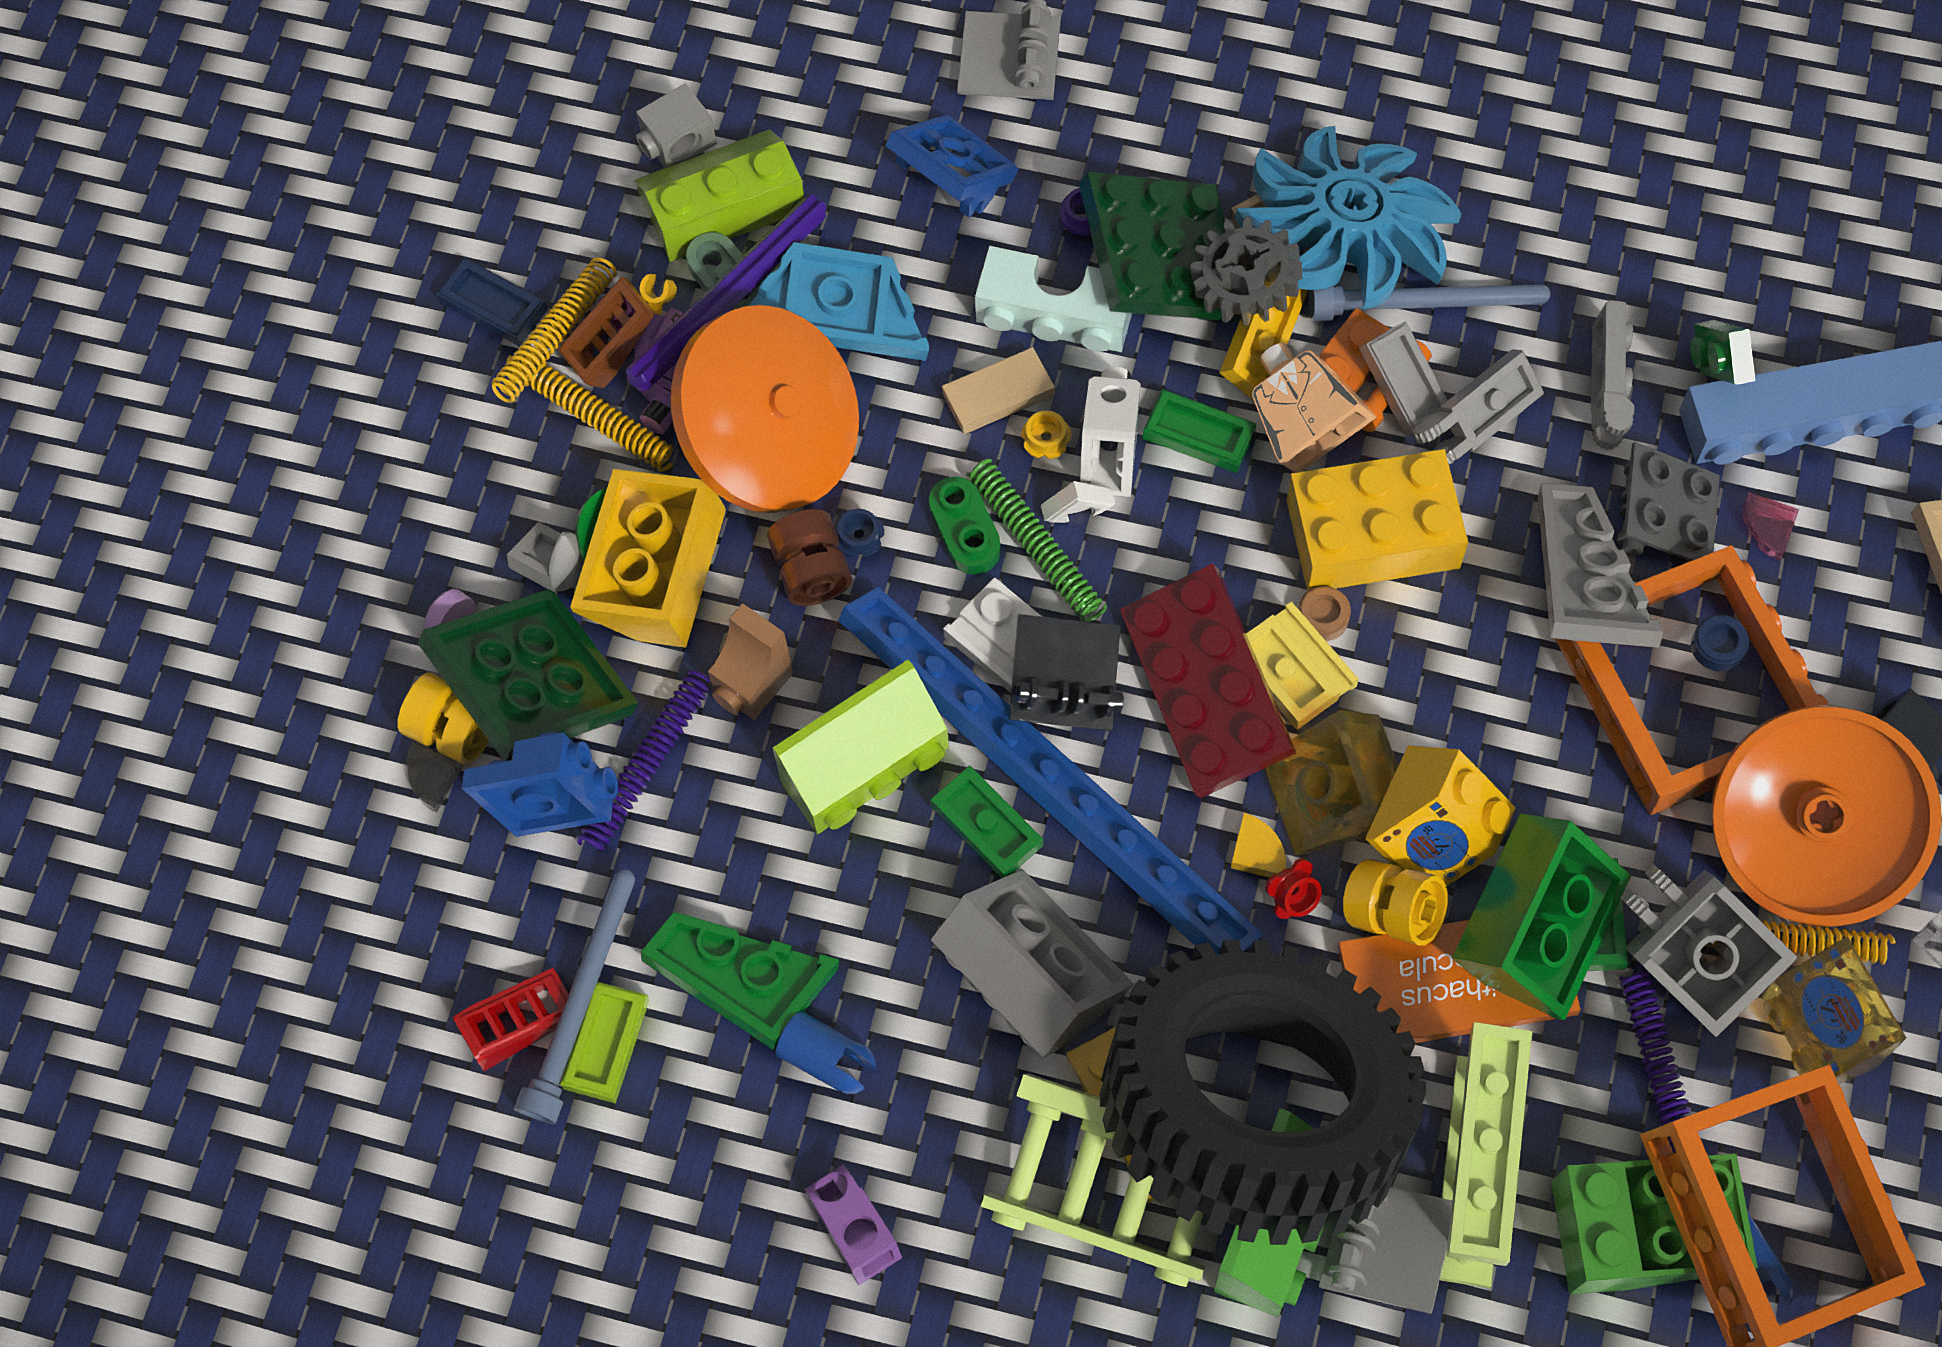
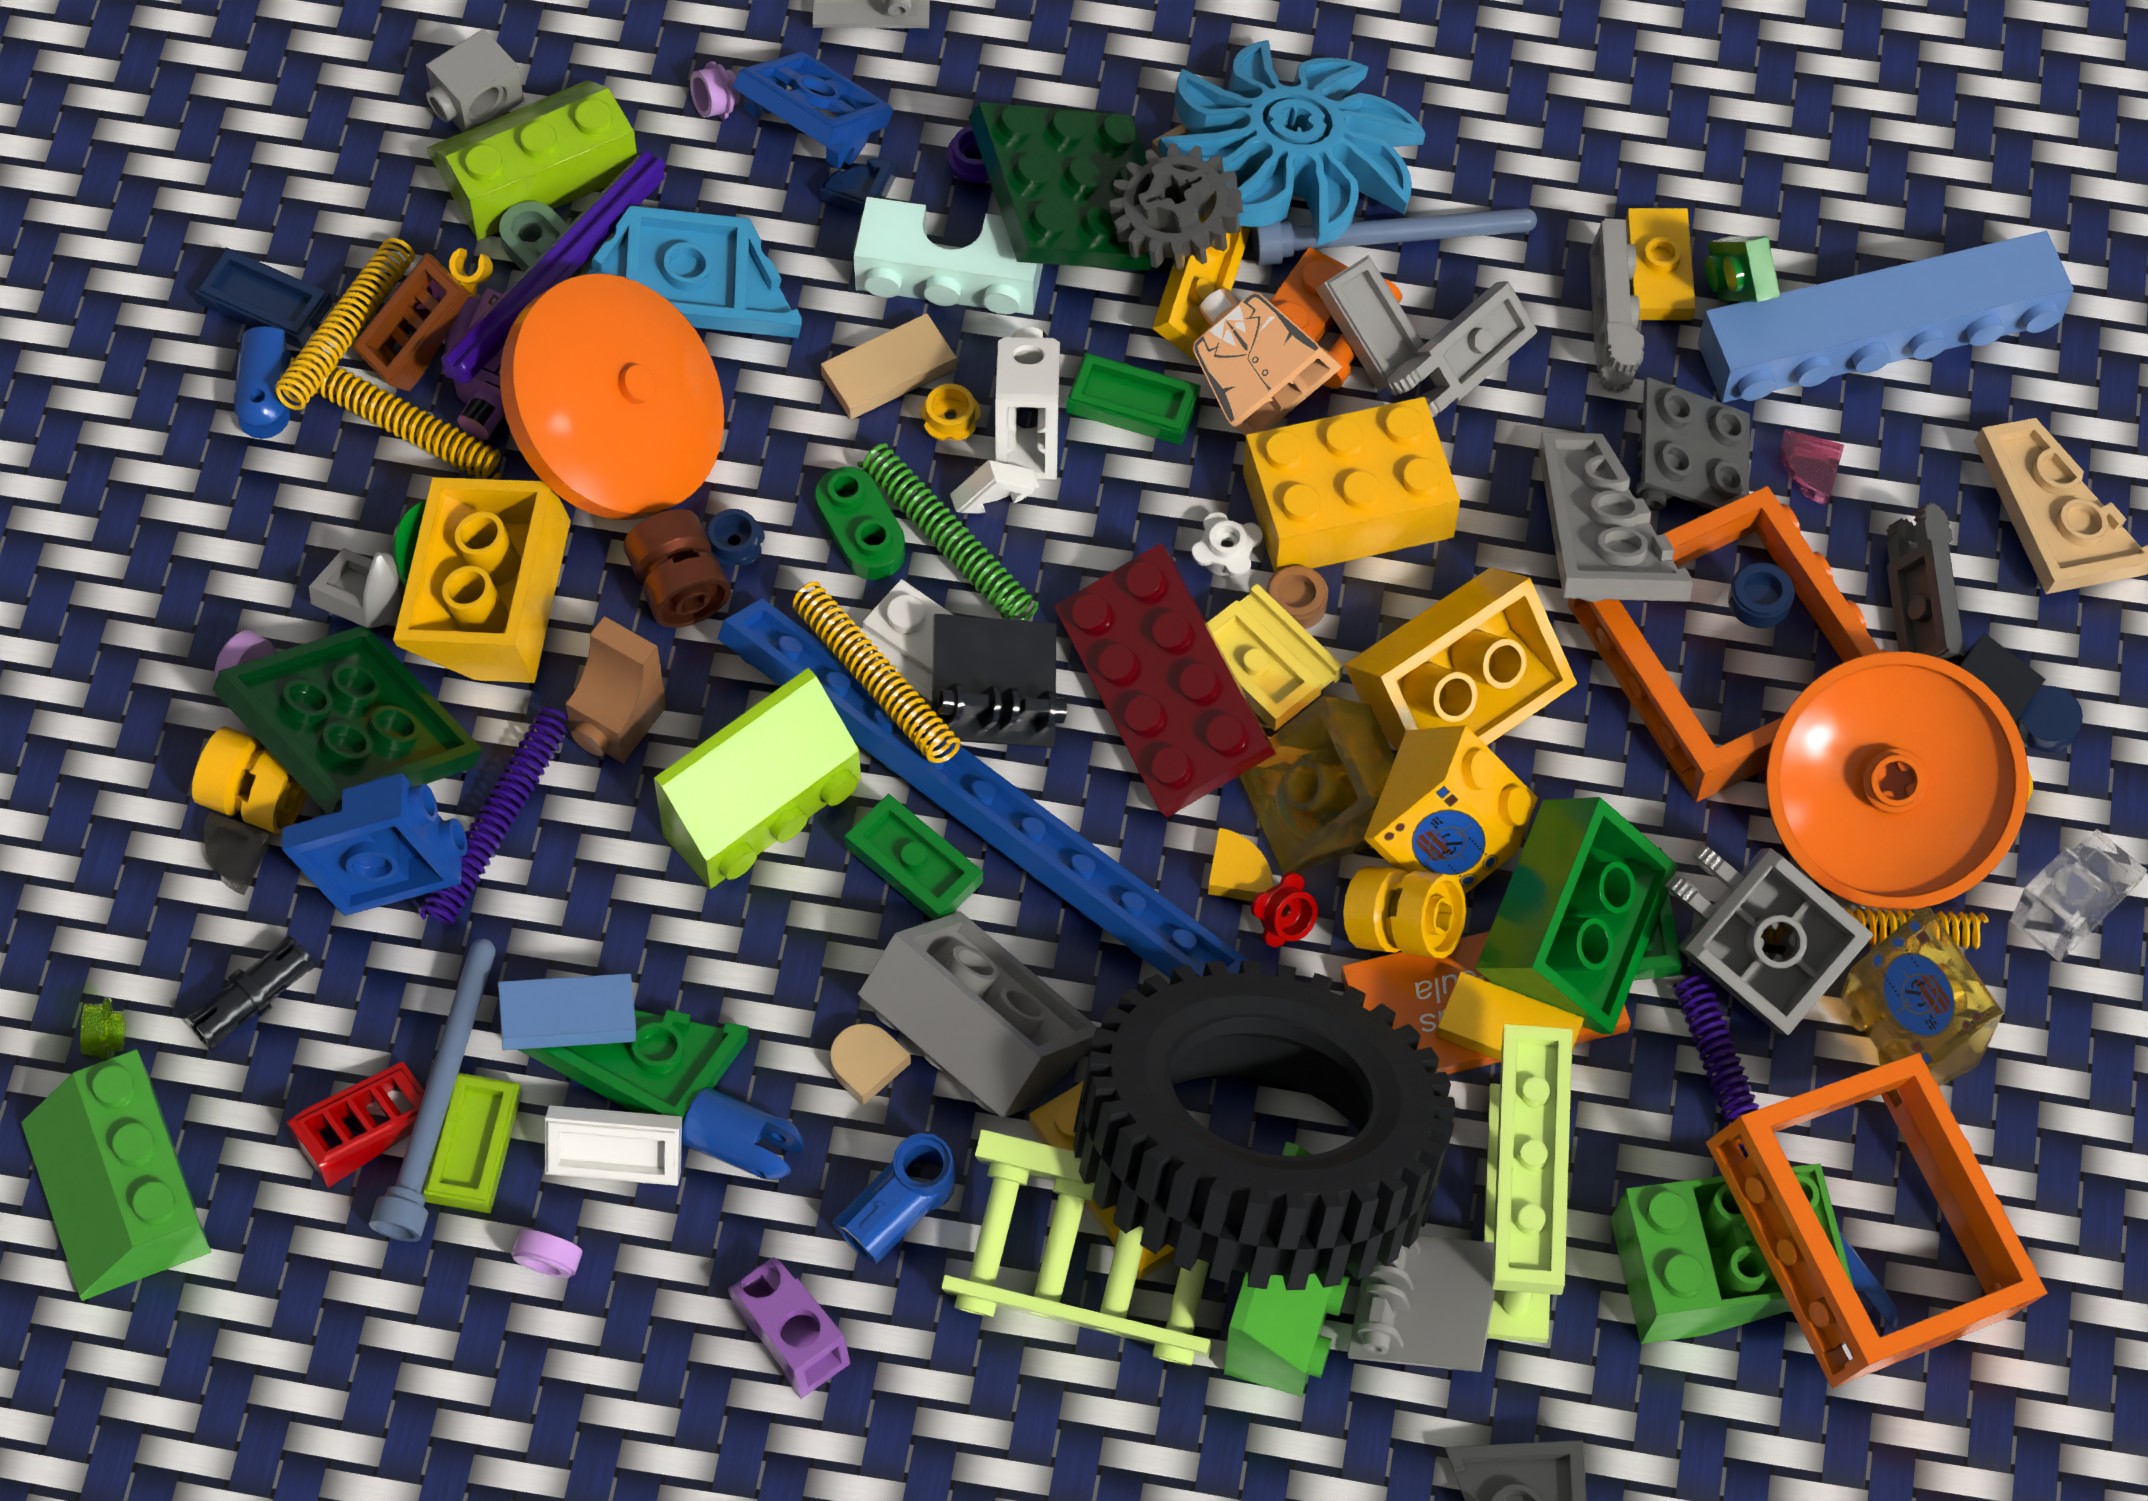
camera: 10 degrees left, 5 degrees down
(310, 923) = (102, 1030): none -> clear neon green plate
(311, 1051) = (113, 1177): none -> bright green slope
(433, 899) = (250, 992): none -> black pin
(482, 362) = (260, 366): none -> blue piece
(656, 1146) = (546, 1253): none -> lavender tile
(688, 939) = (566, 1011): none -> medium blue tile
(719, 1055) = (613, 1145): none -> white tile
(870, 145) = (713, 91): none -> lavender plate
(934, 994) = (866, 1060): none -> tan tile
(942, 644) = (879, 697): none -> yellow piece
(947, 1124) = (894, 1201): none -> blue piece
(986, 231) = (854, 185): none -> dark blue tile
(1267, 578) = (1226, 560): none -> white plate
(1461, 684) = (1468, 660): none -> yellow slope
(1462, 998) = (1480, 1010): none -> yellow tile
(1655, 339) = (1662, 263): none -> yellow plate
(1859, 643) = (1924, 585): none -> dark grey hinge

